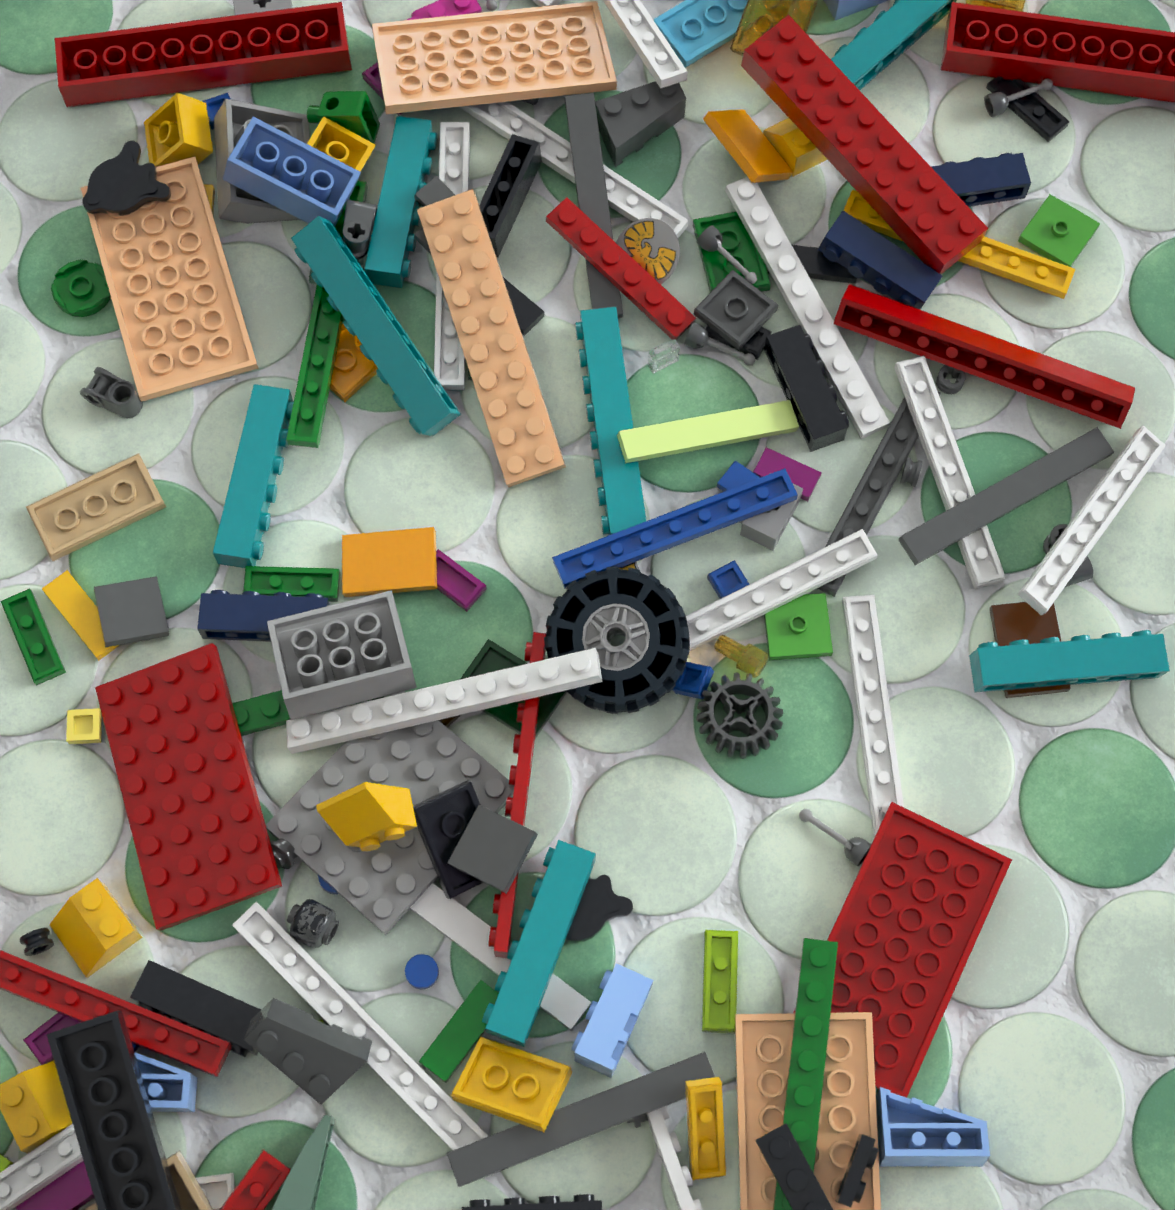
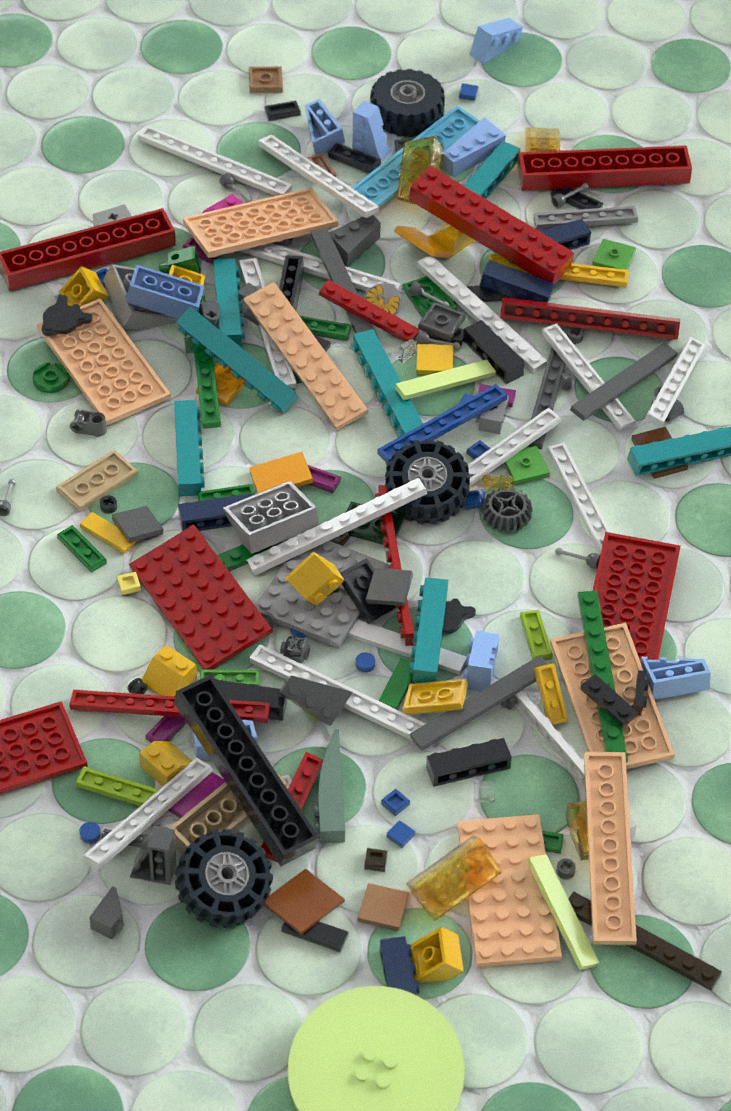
camera: 15 degrees left, 20 degrees down
(99, 549) = (105, 501): none -> black bush
(193, 955) = (240, 676): none -> bright green tile
(542, 280) = (327, 328): none -> green tile
(705, 380) = (434, 358): none -> yellow tile
(1035, 146) = (591, 217): none -> light grey plate

